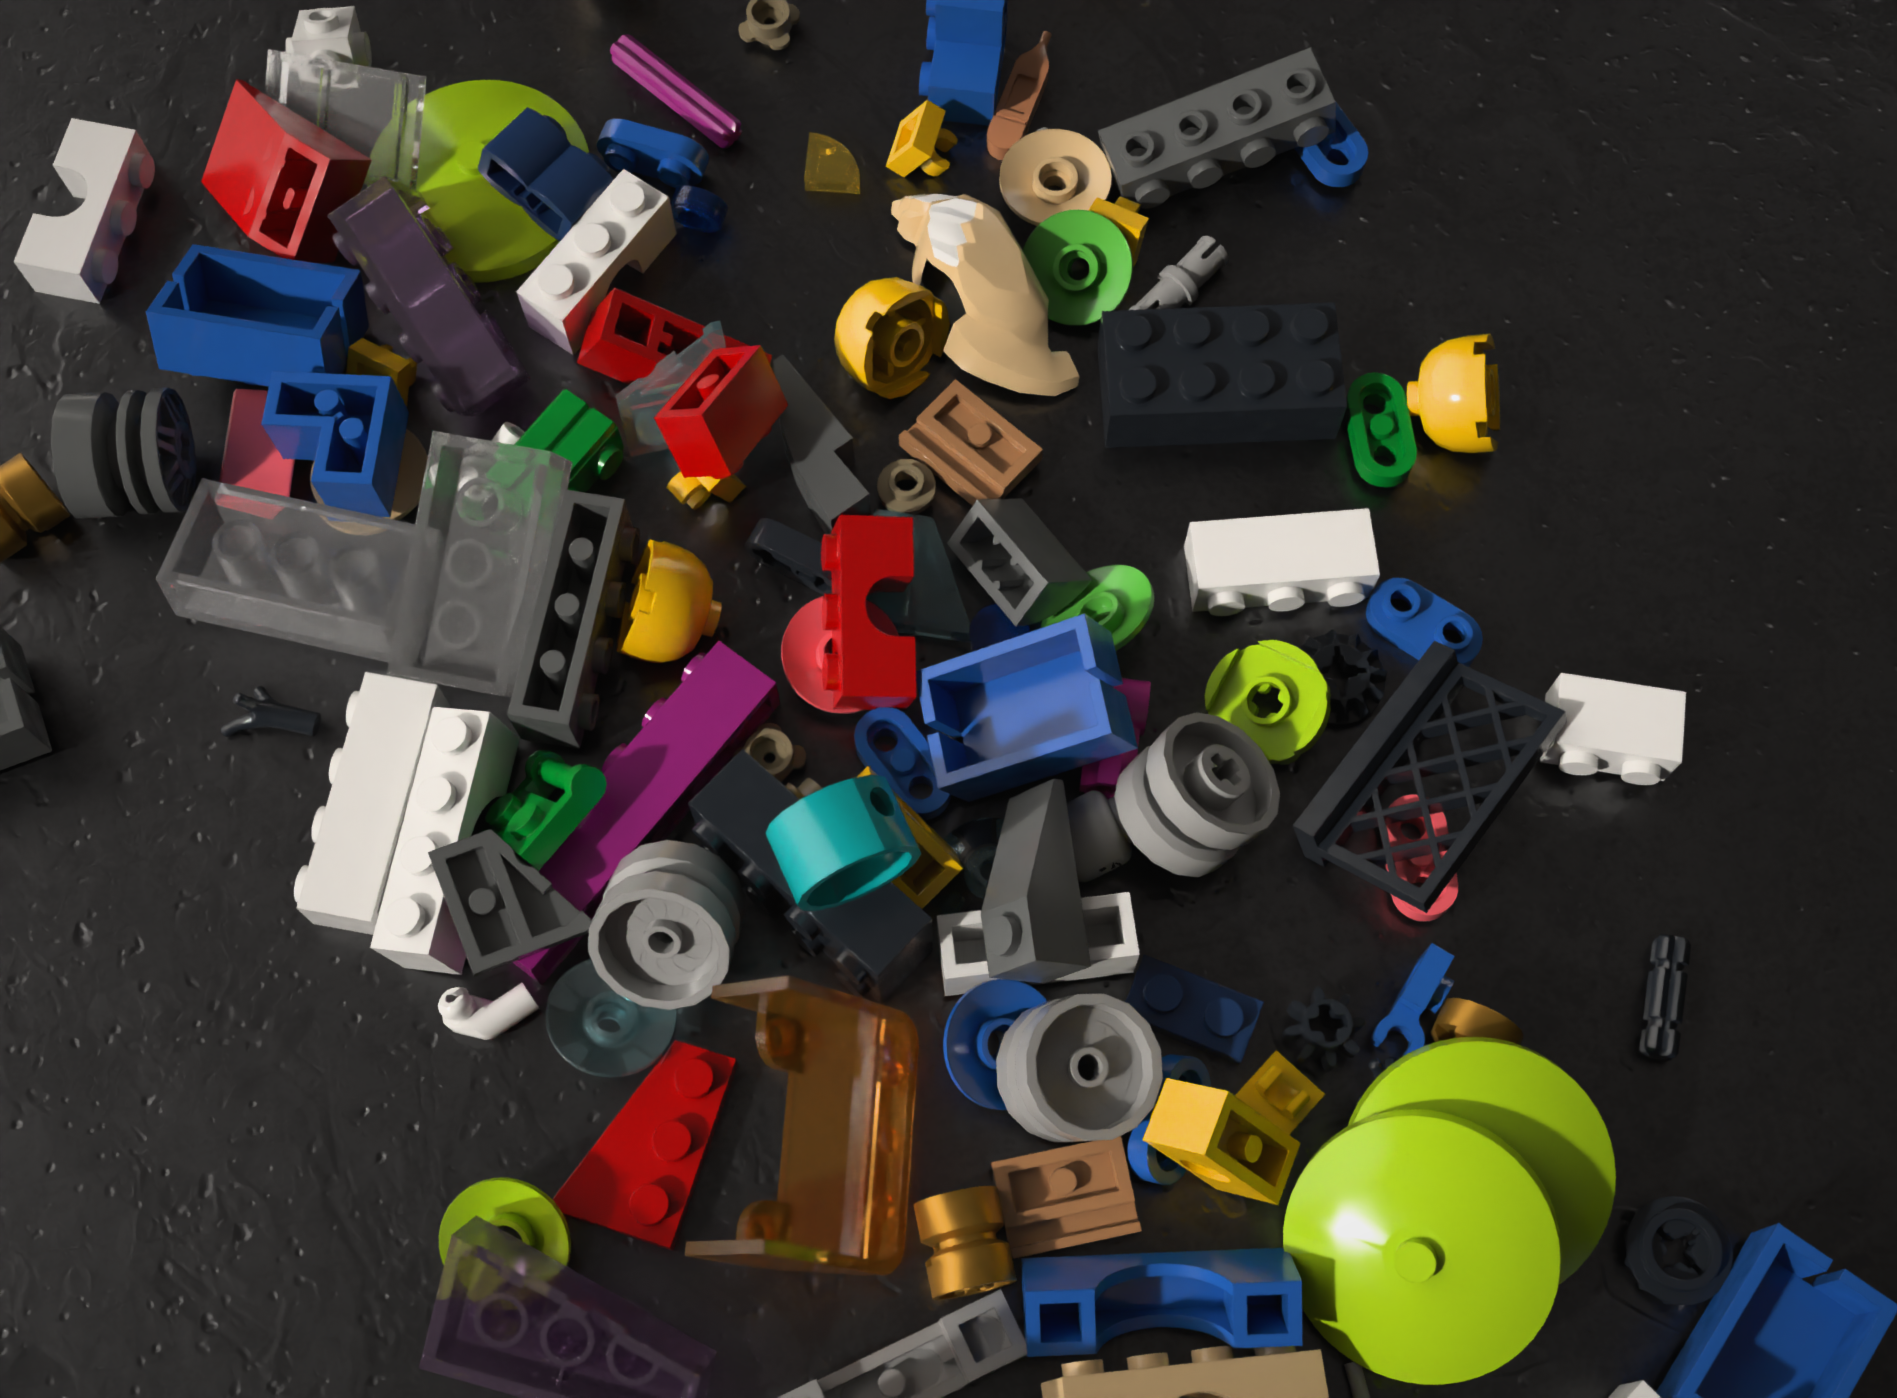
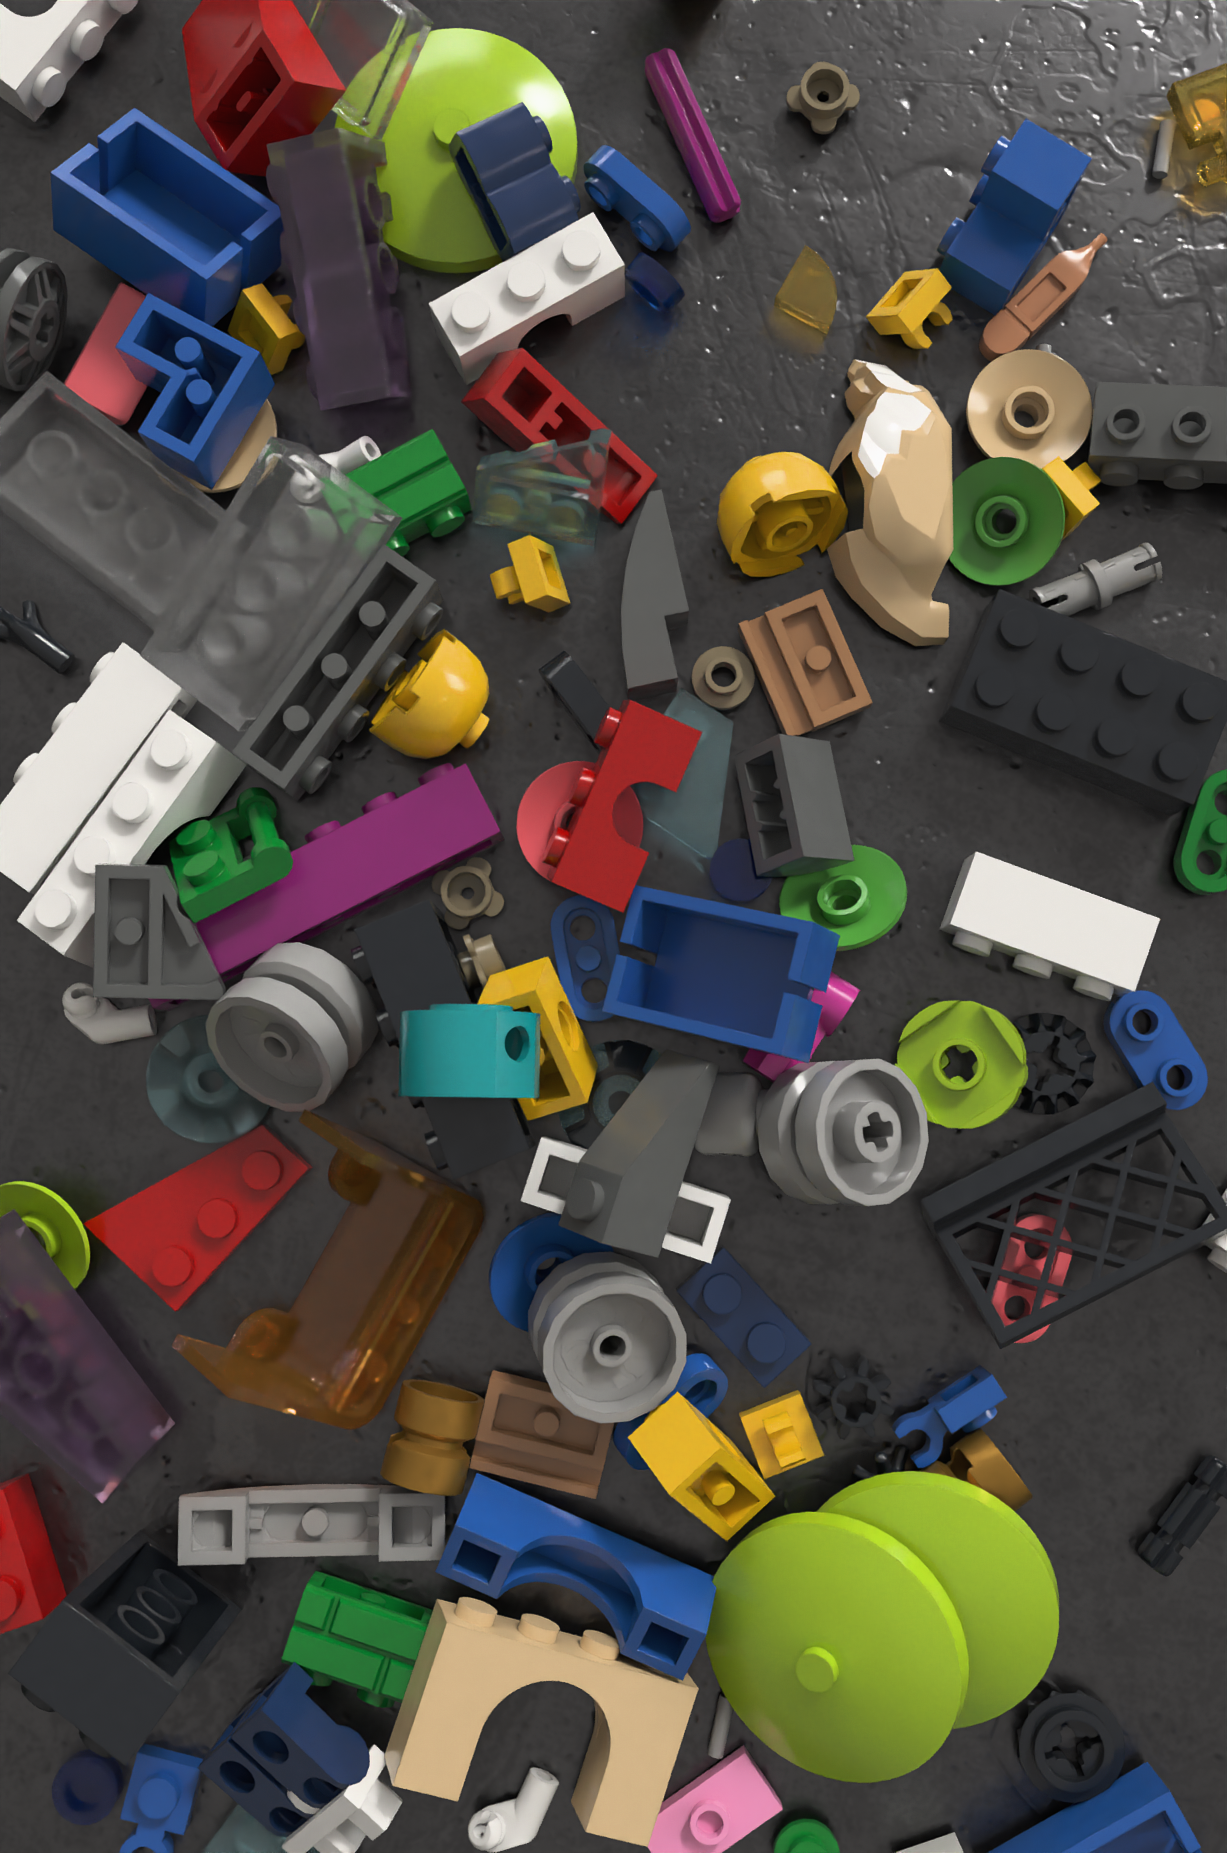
camera: 30 degrees right, 15 degrees up
(722, 412) = (567, 533): red brick -> none

